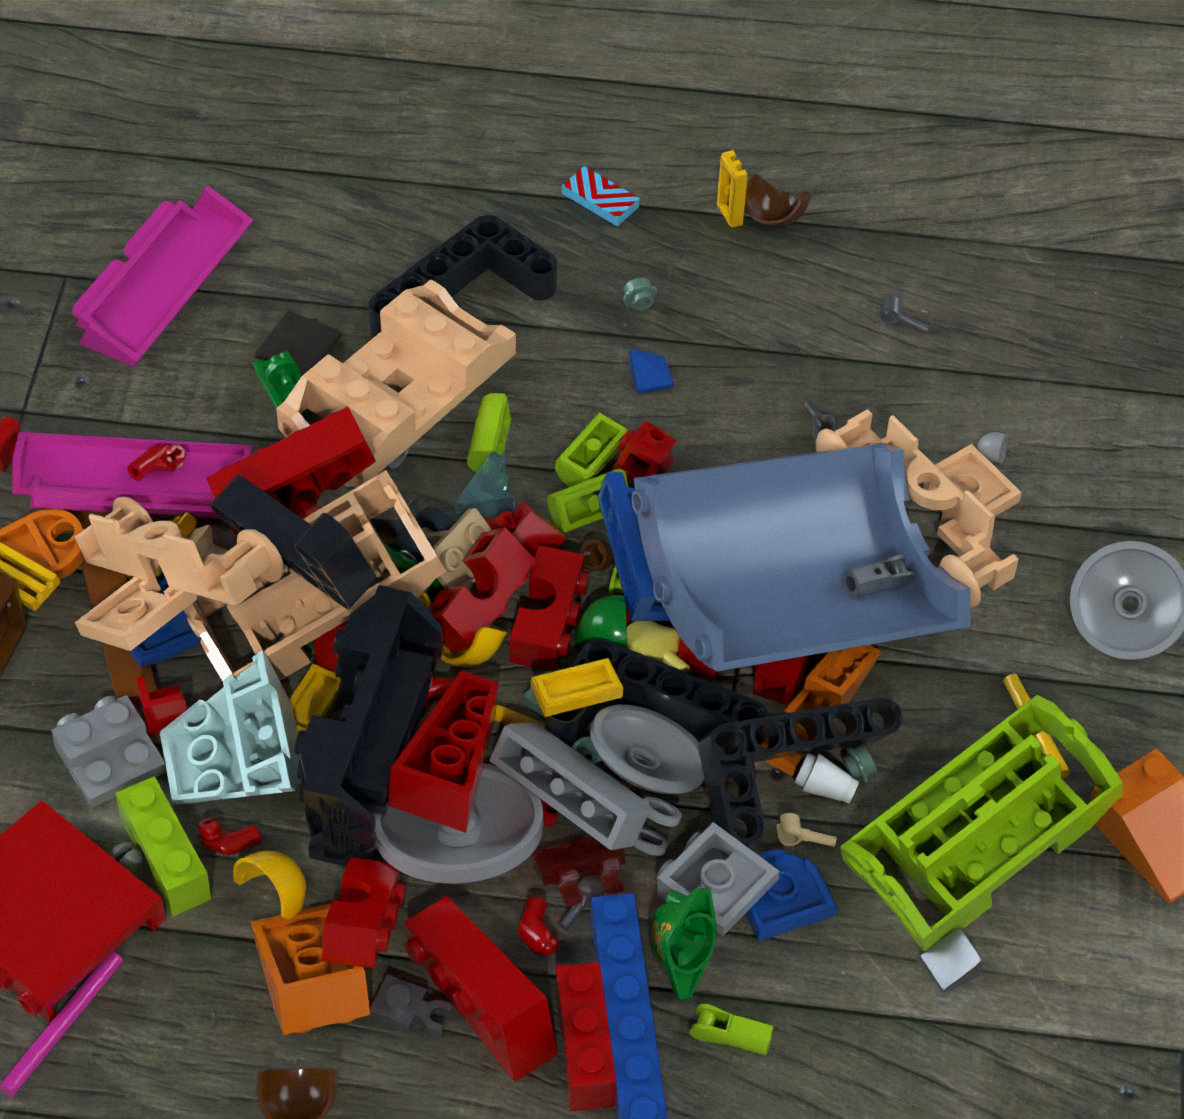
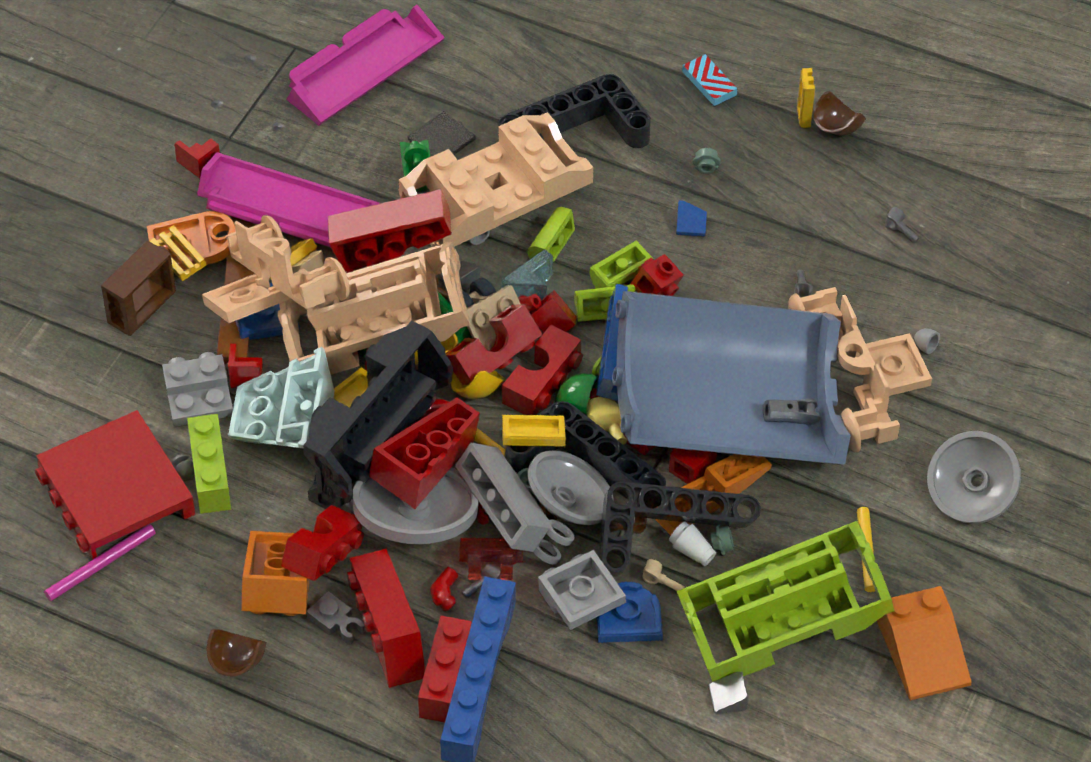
camera: 20 degrees right, 0 degrees up
(157, 459) = (305, 195): red arm -> none
(227, 842) = (253, 472): red arm -> none
(283, 873) = (281, 505): yellow helmet -> none
(316, 552) = (365, 275): black beam -> none
(594, 559) = (592, 343): reddish brown hinge -> none
(684, 938) = (541, 624): green hat -> none
(740, 1031) = (555, 696): lime bar -> none

